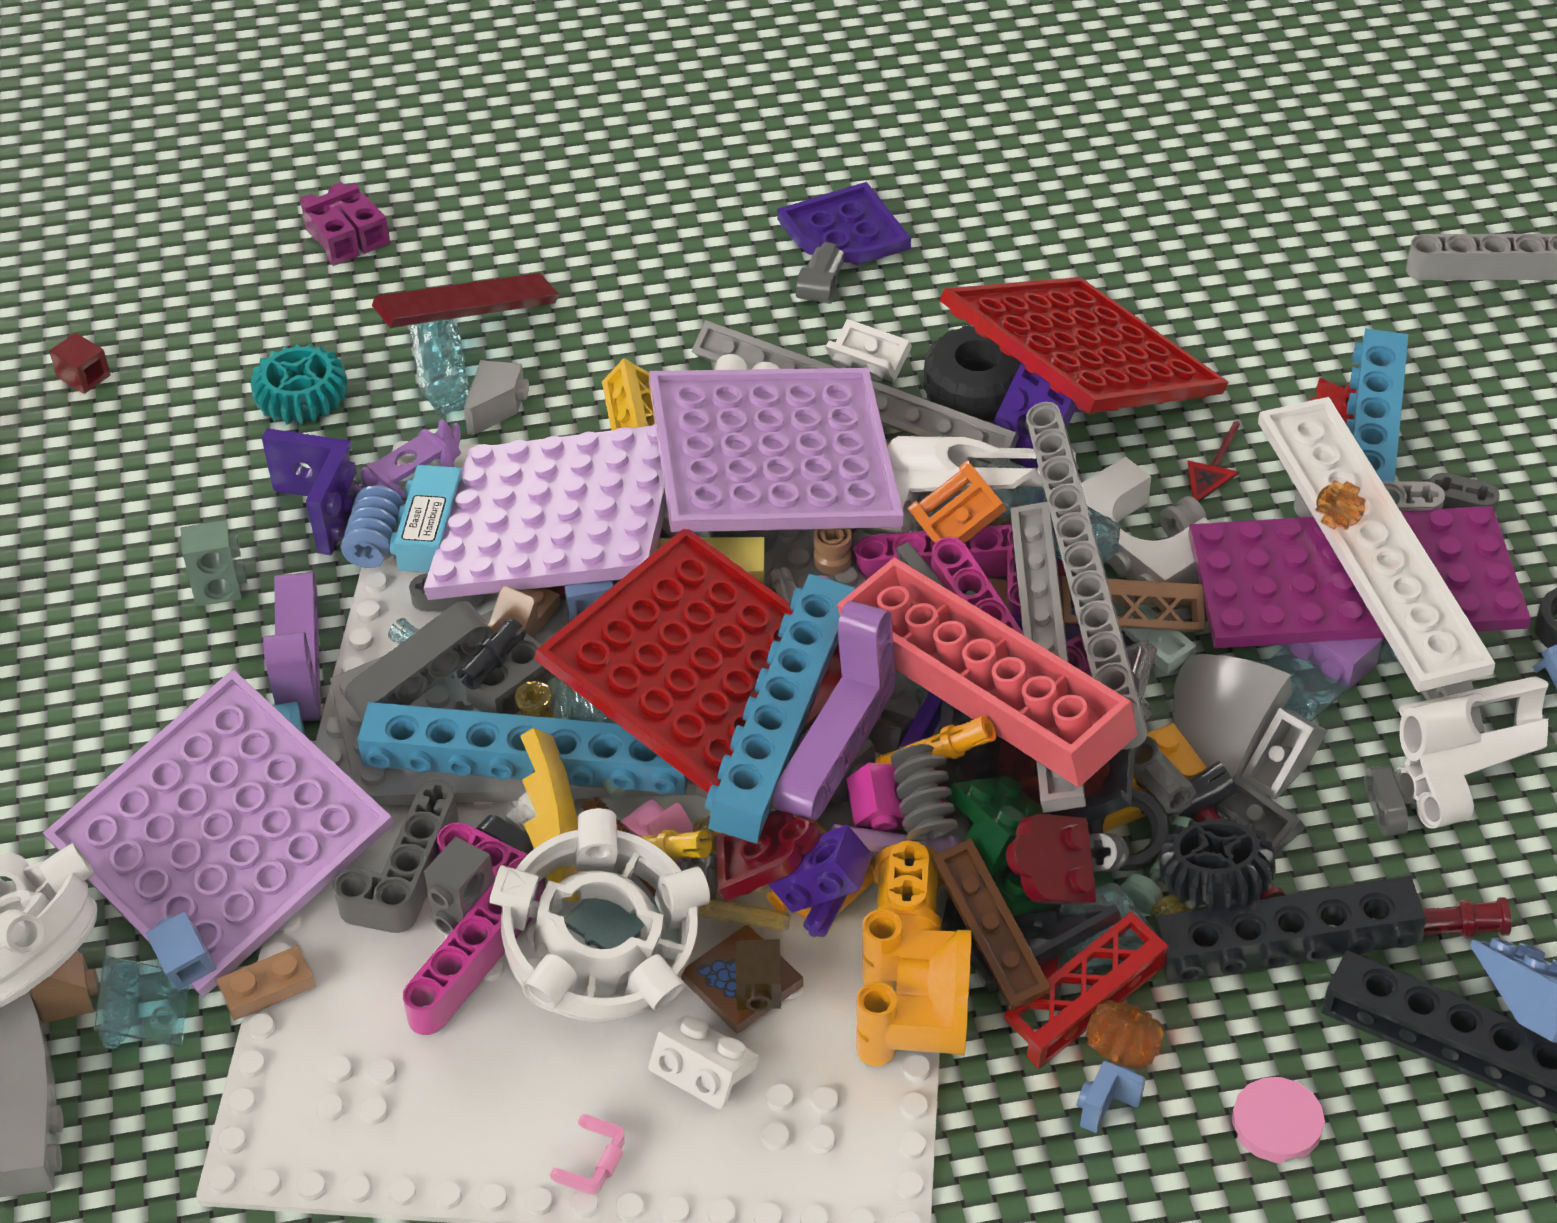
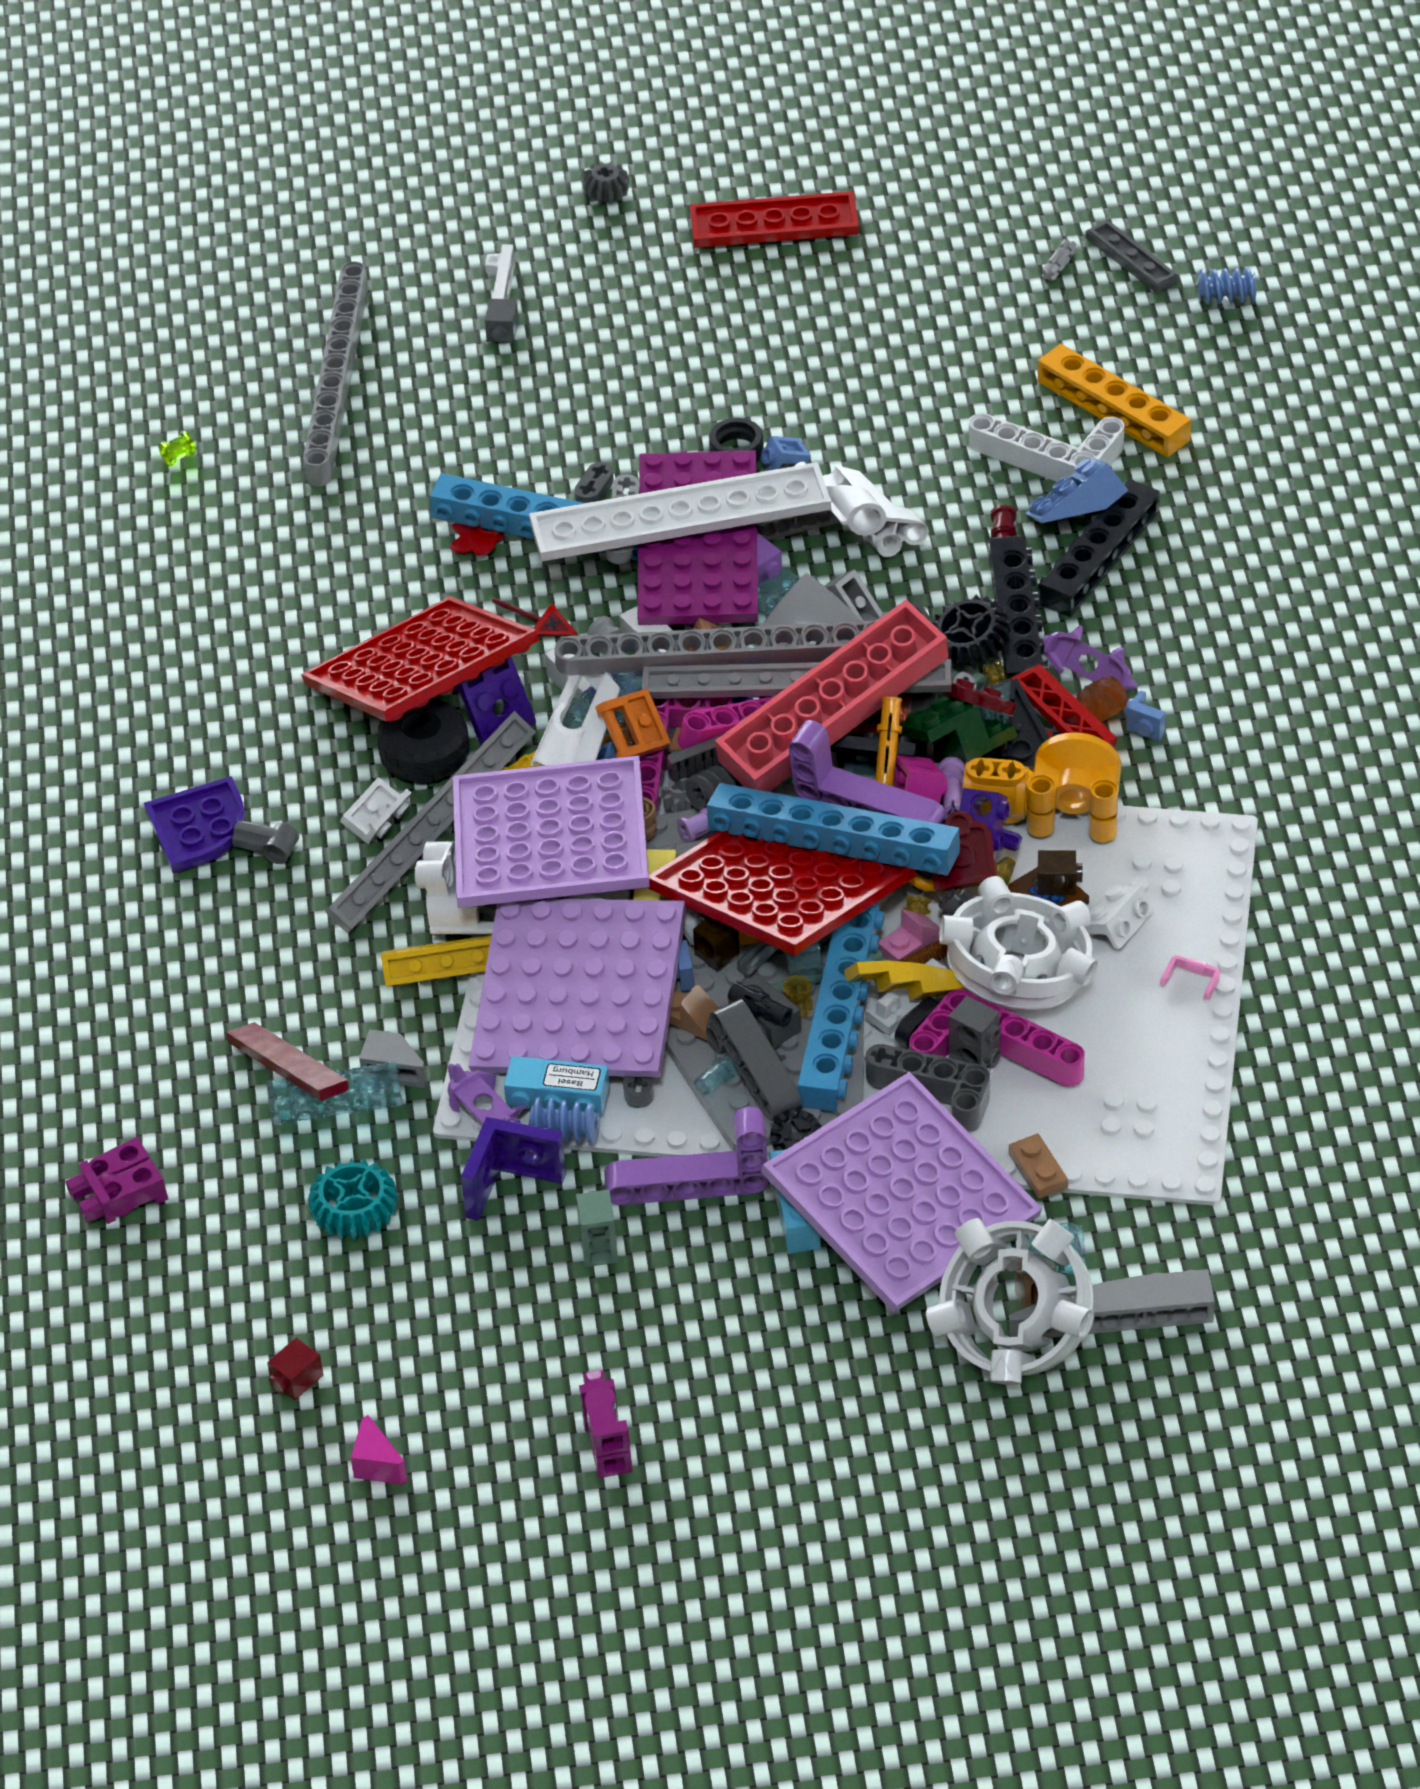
camera: 85 degrees left, 0 degrees up
(180, 950) = (1019, 1202): medium blue brick -> none
(342, 724) = (782, 1127): none -> black gear
(681, 844) = (947, 906): yellow pin -> none
(921, 793) = (937, 745): dark grey piece -> none
(991, 925) = (1019, 740): reddish brown plate -> none
(1213, 983) = (1066, 648): none -> medium lavender piece
(1278, 1119) = (1159, 642): bright pink tile -> none
(1340, 505) = (670, 518): clear orange gear -> none
(1386, 800) = (898, 558): dark grey beam -> none
(1427, 151) = (177, 448): none -> clear neon green bush

